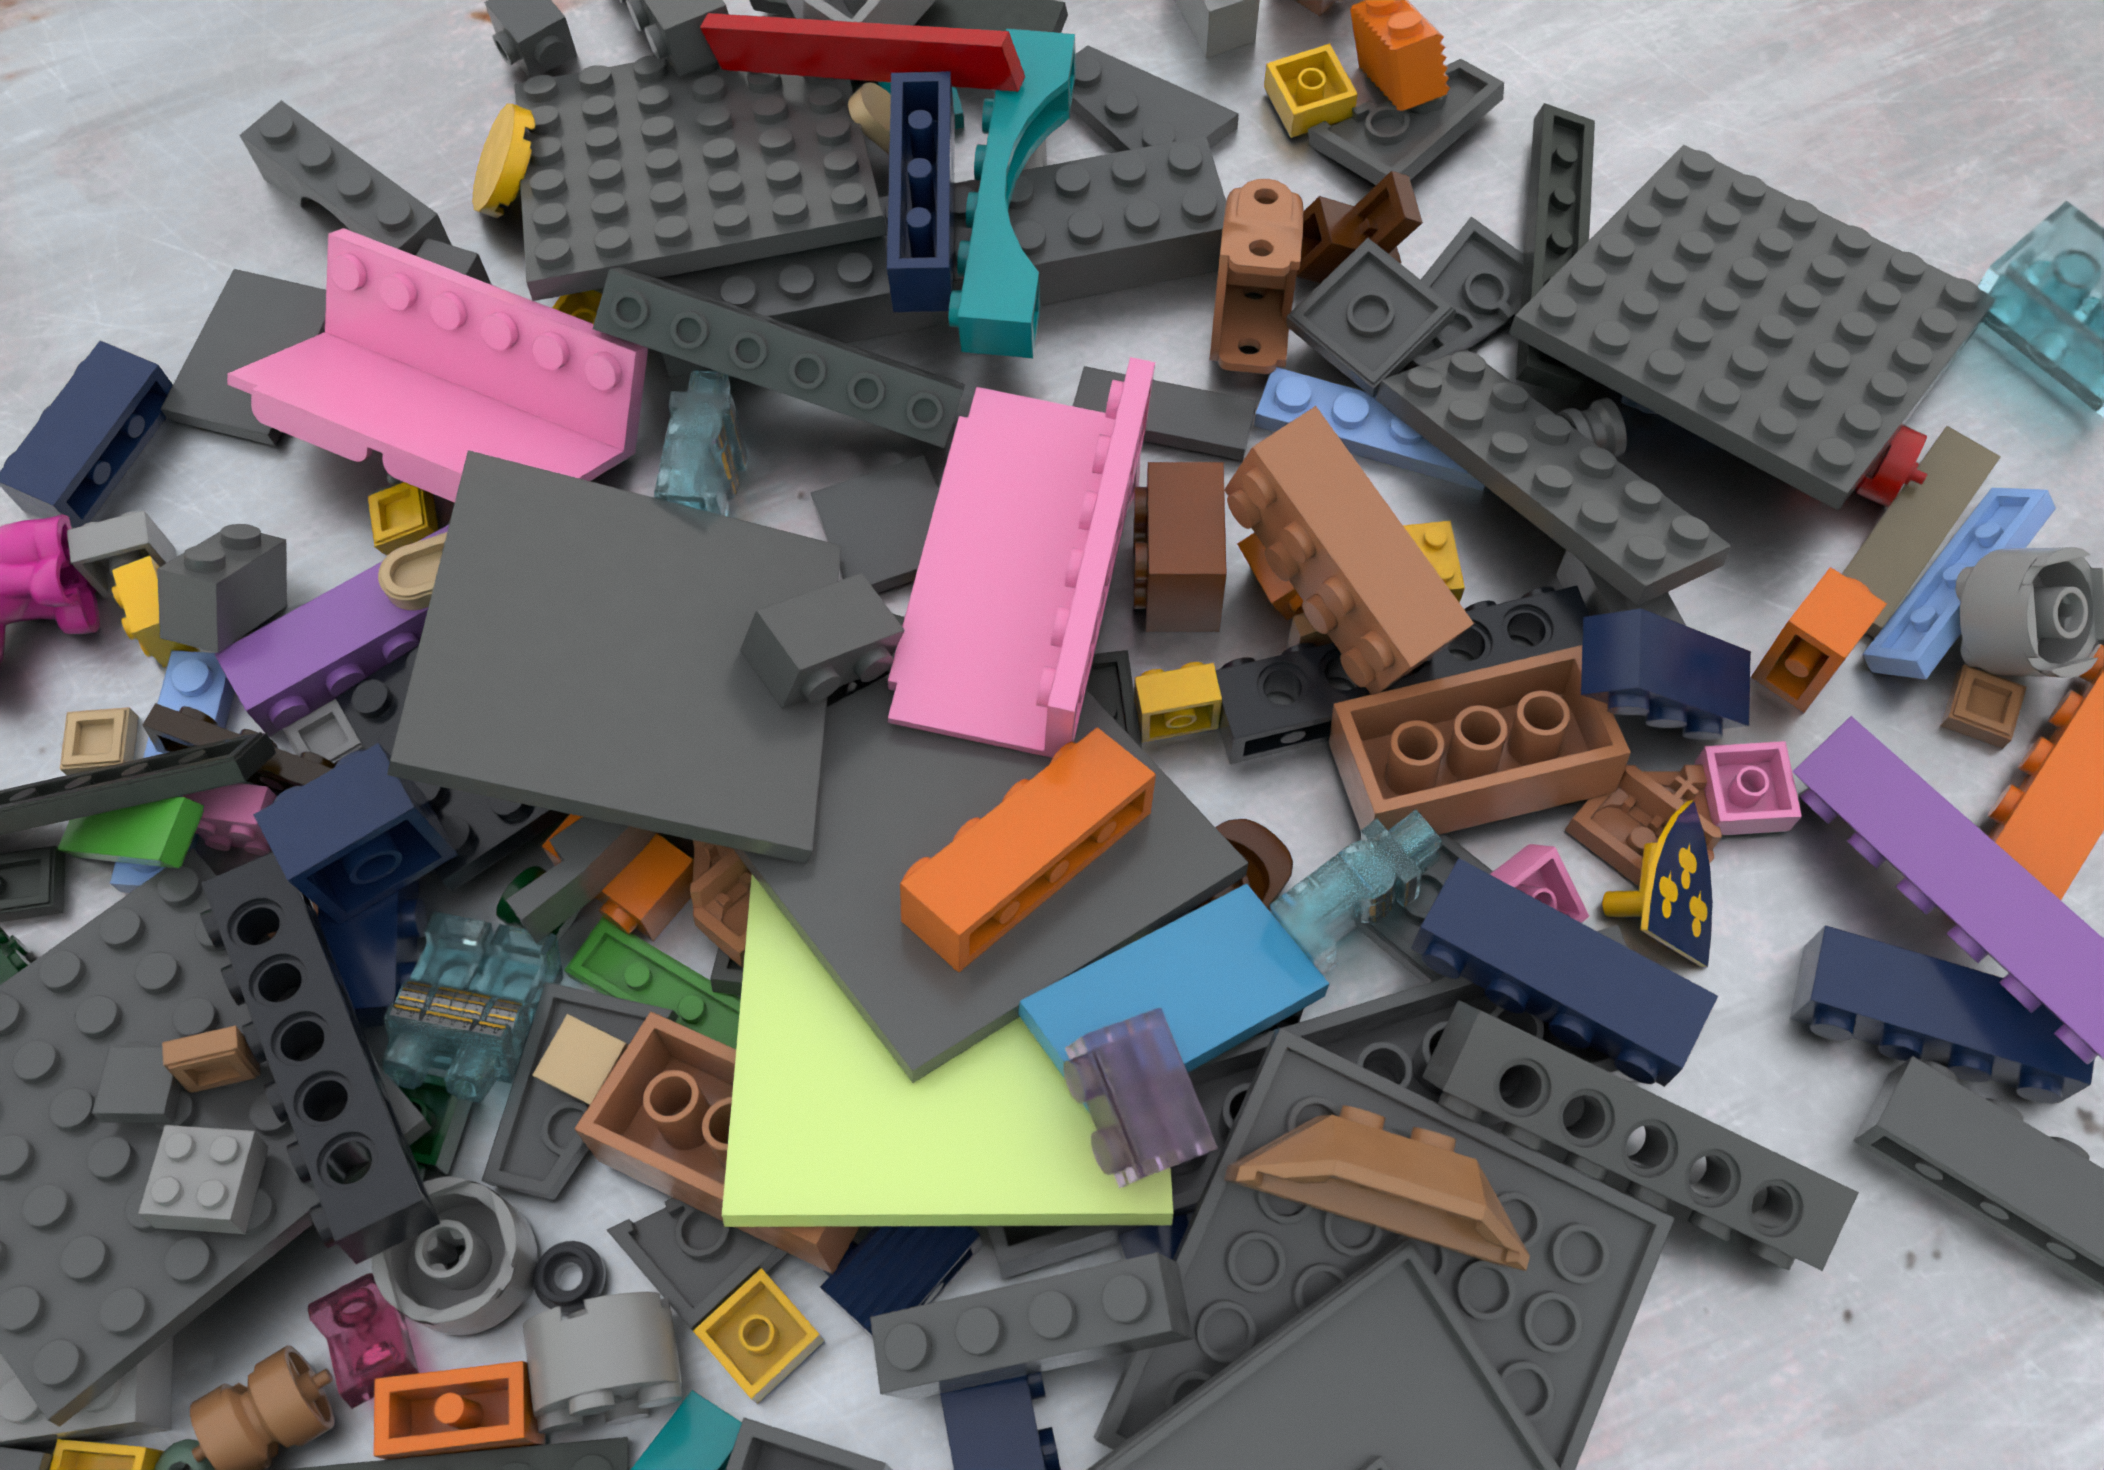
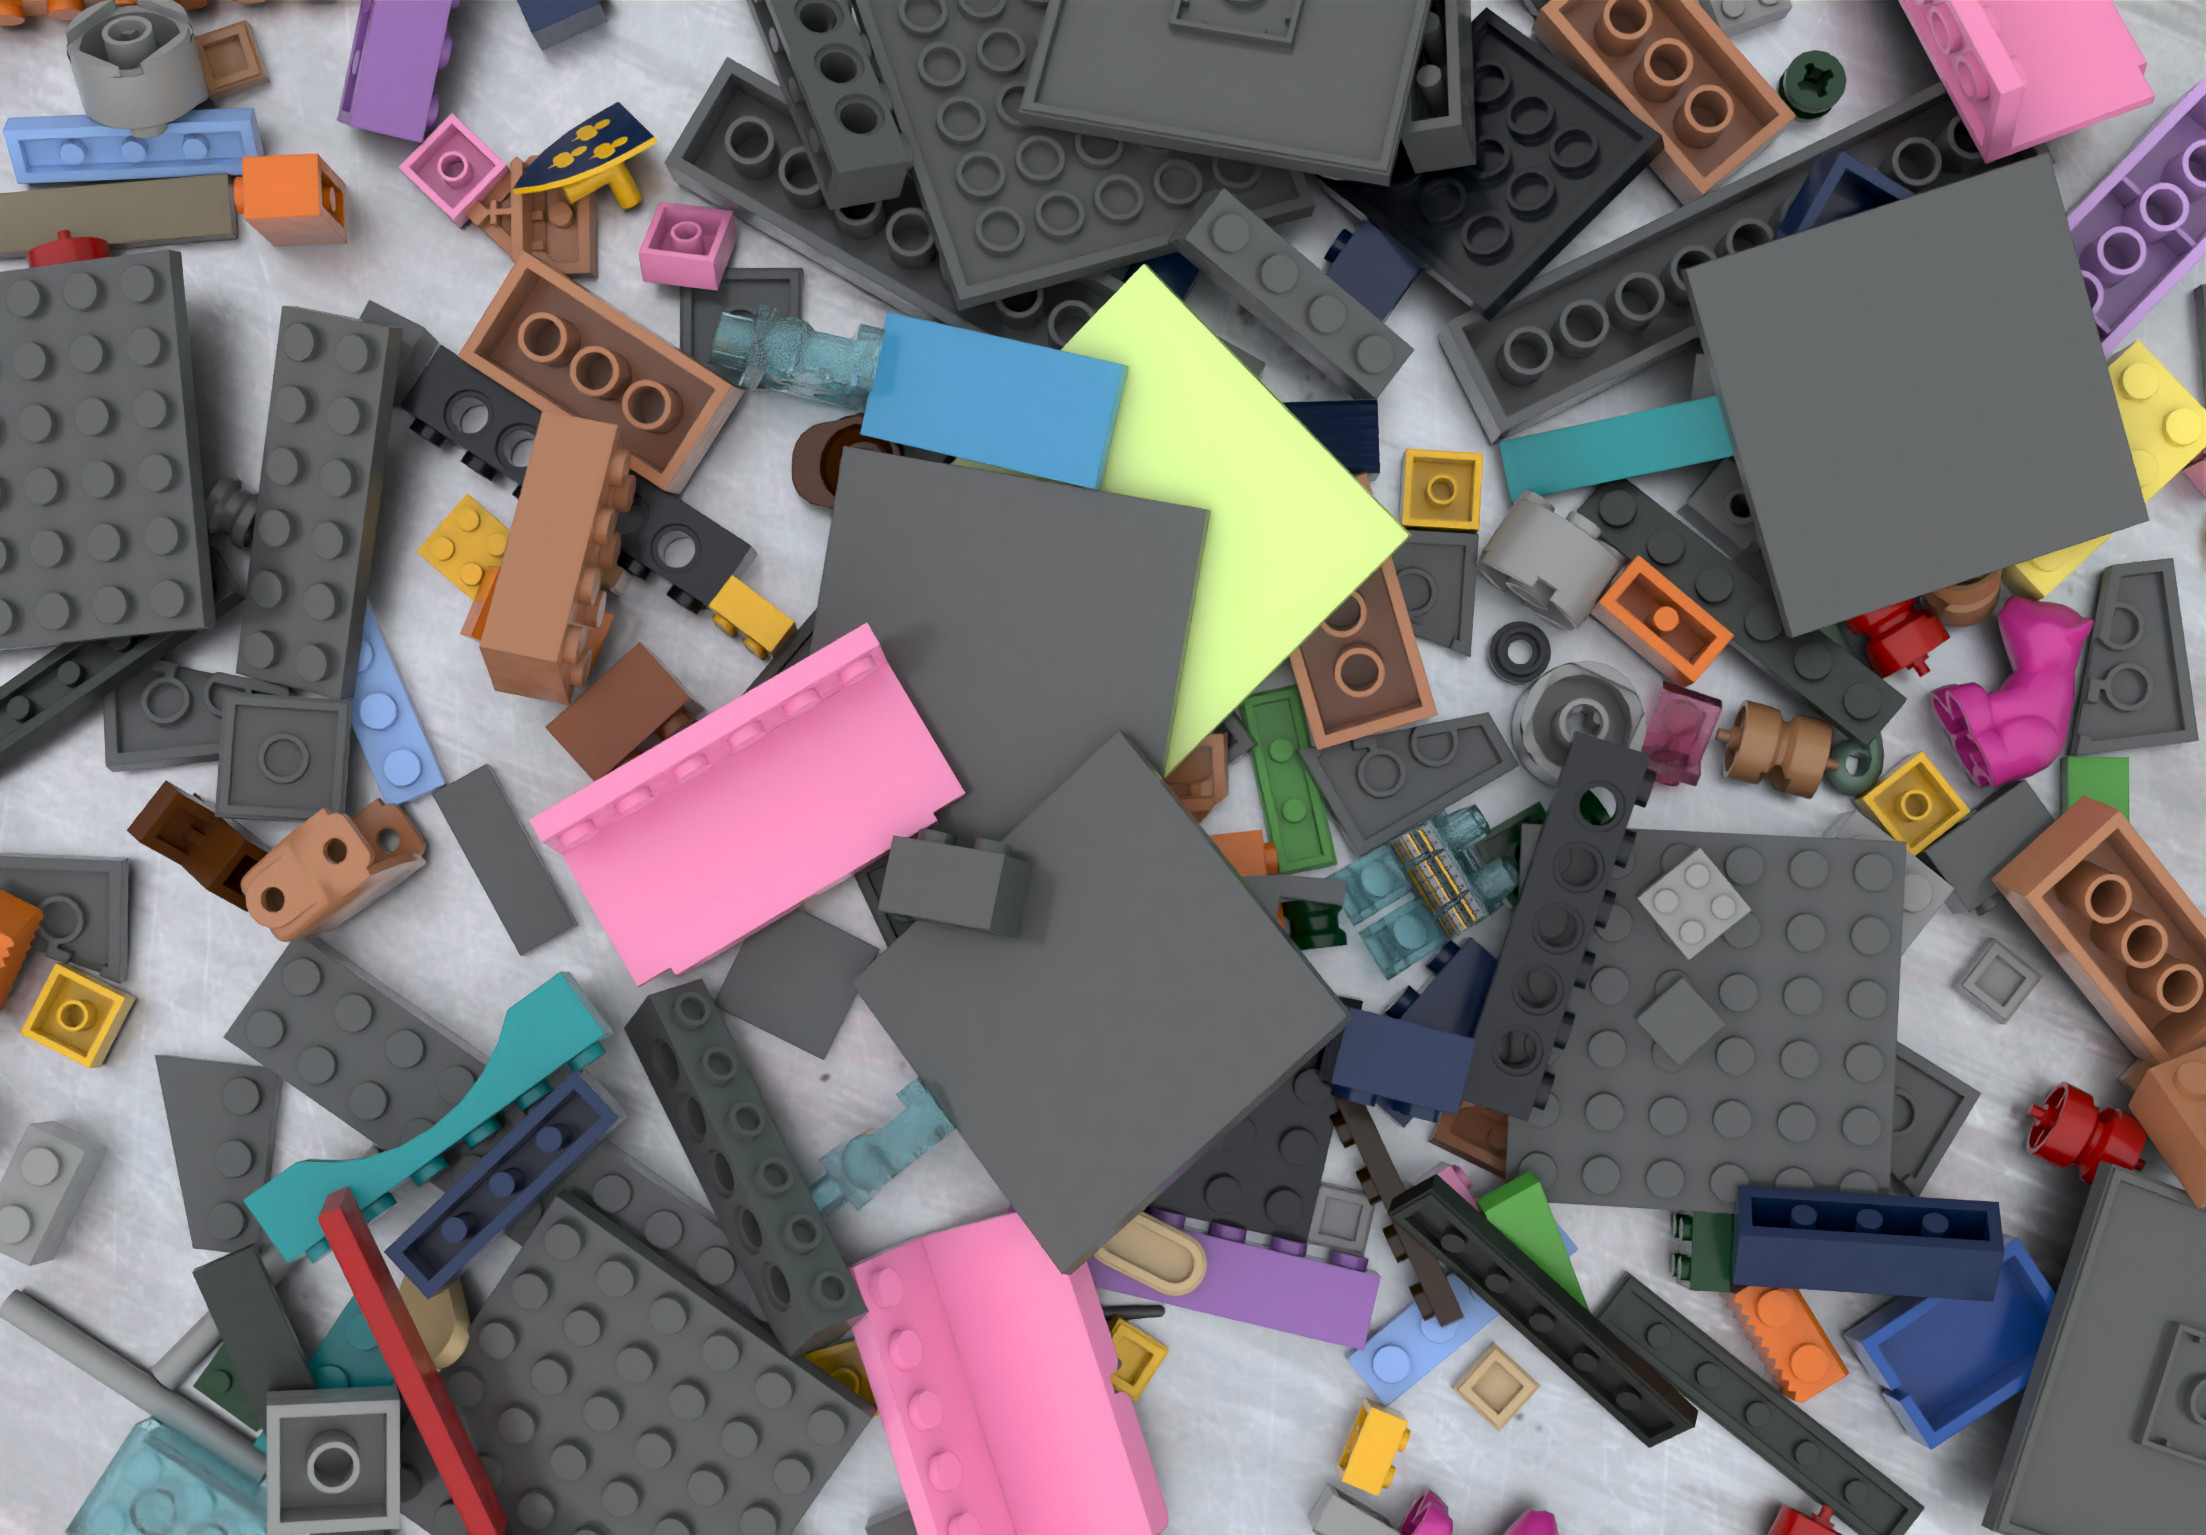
camera: 140 degrees left, 20 degrees up
(210, 1059) = (1623, 984): medium nougat tile -> none
(222, 587) = (1312, 1399): dark grey brick -> none
(579, 1059) = (1388, 770): tan tile -> none
(1025, 848) = (979, 589): orange brick -> none
(1137, 1098) = (1097, 338): clear purple brick -> none
(1387, 1183) = (1005, 155): medium nougat wedge -> none
(1563, 974) = (744, 162): dark blue brick -> none
(1665, 673) = (432, 276): dark blue brick -> none

